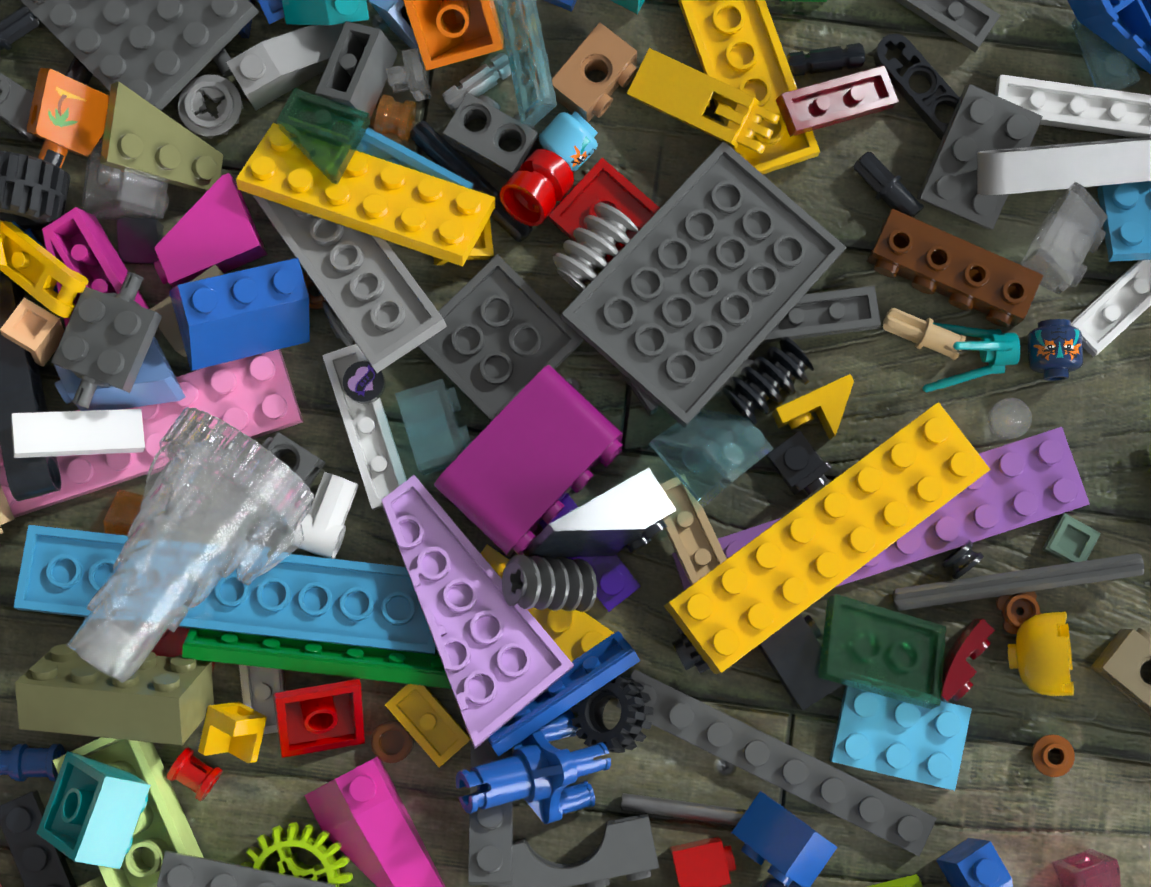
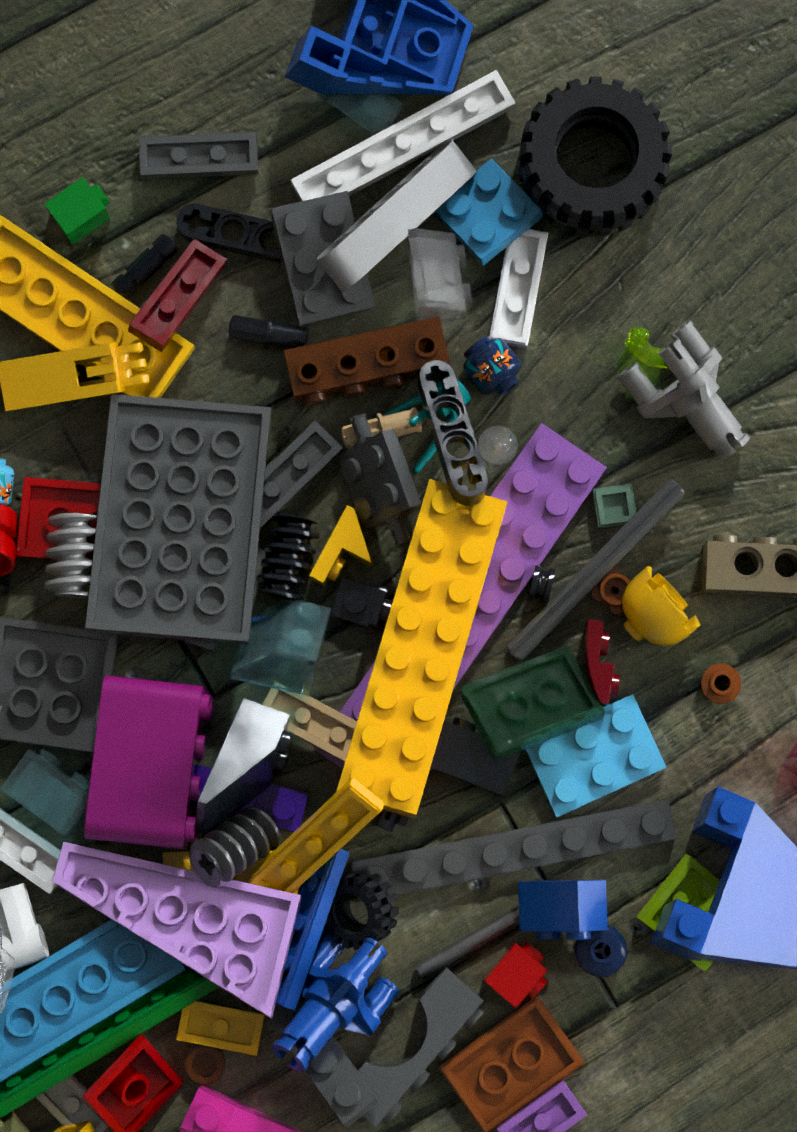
camera: 45 degrees left, 0 degrees up
(624, 629) = (318, 838): none -> yellow tile
(892, 373) = (379, 480): none -> dark grey plate
(991, 380) = (450, 432): none -> black beam

